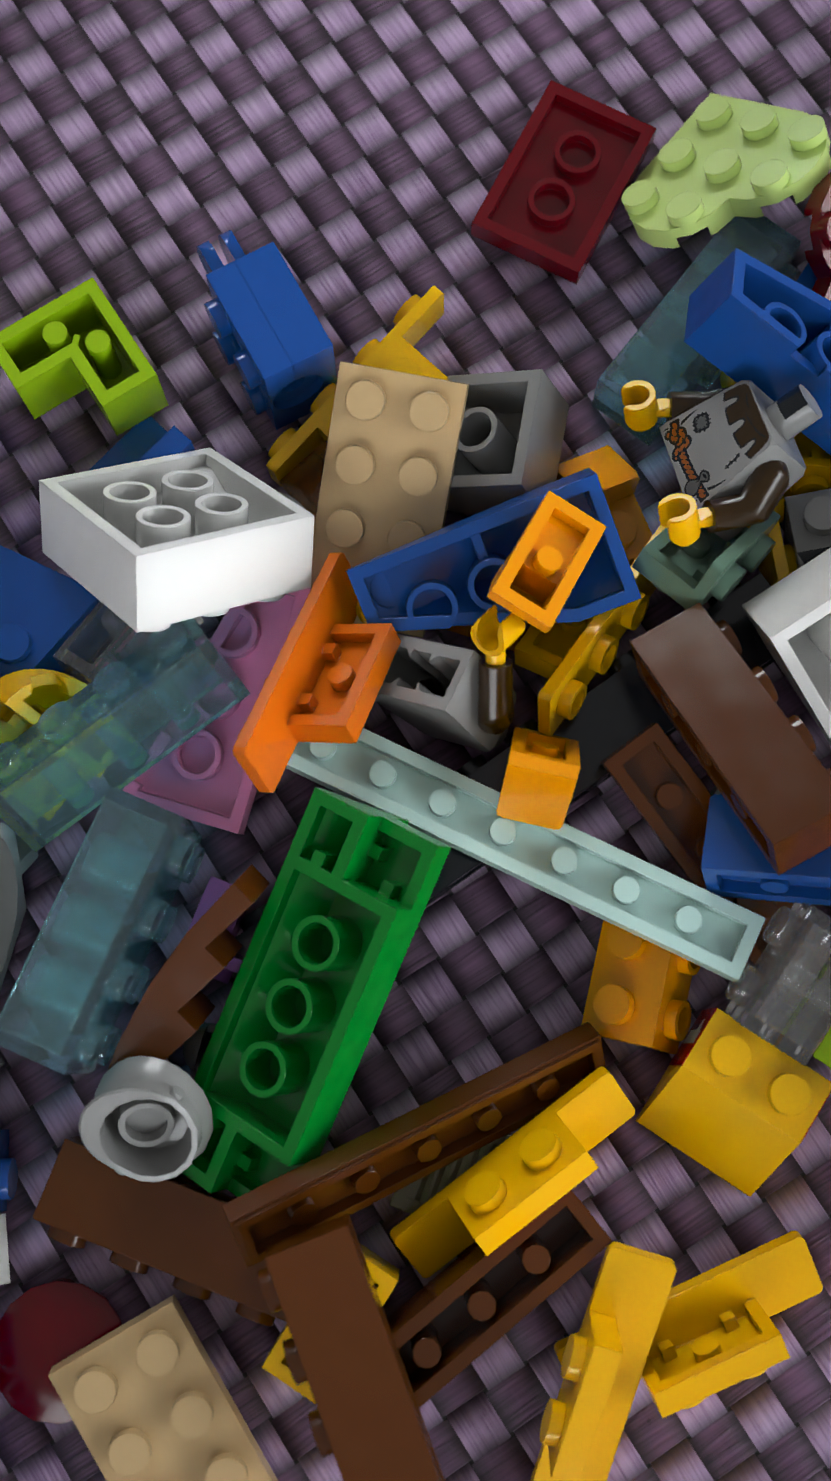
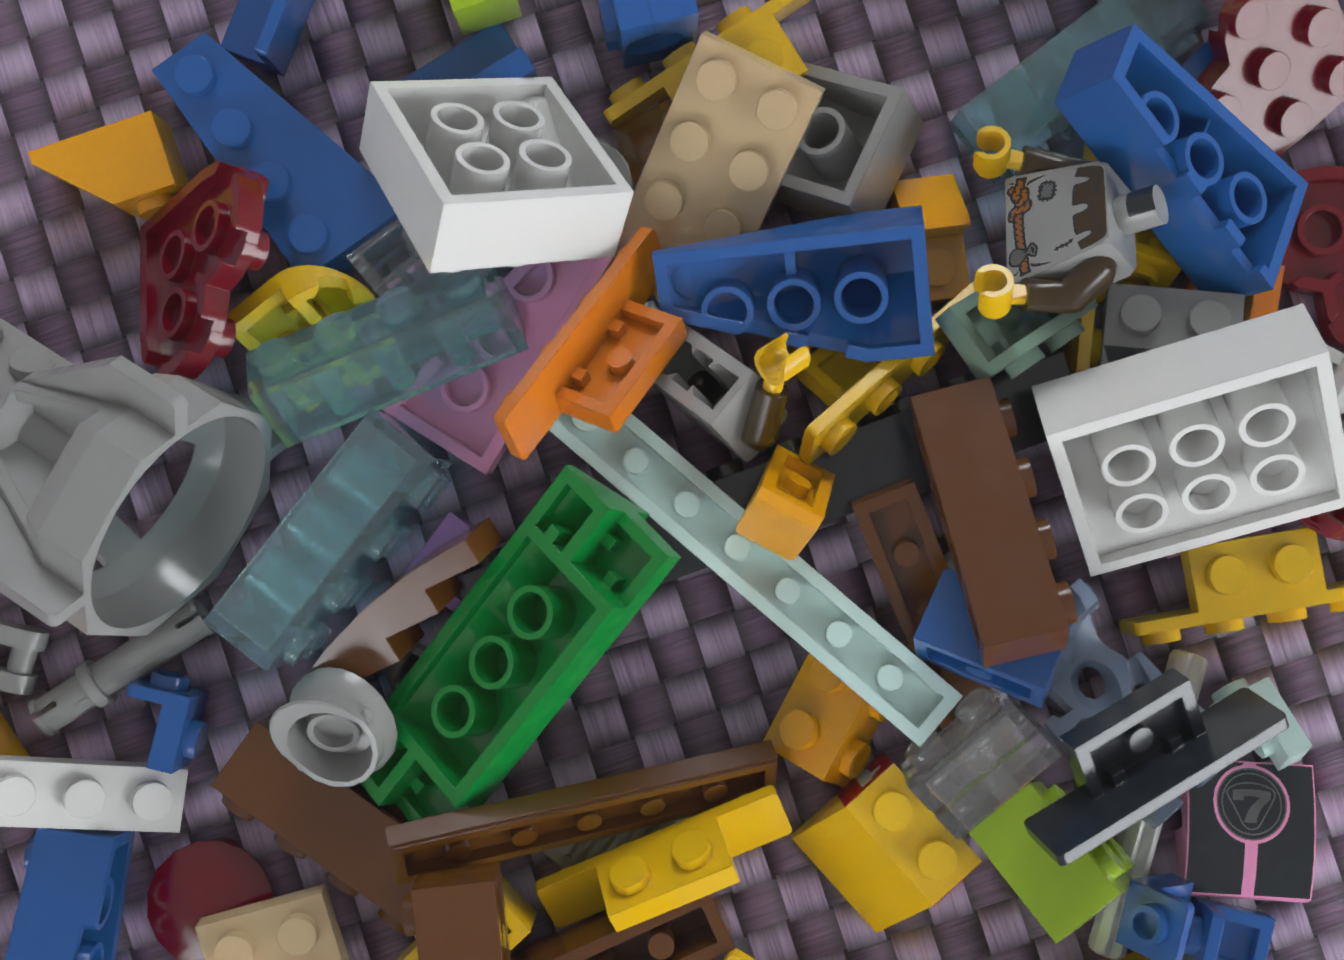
camera: 10 degrees right, 10 degrees up
(546, 562) = (847, 305): light orange slope -> none

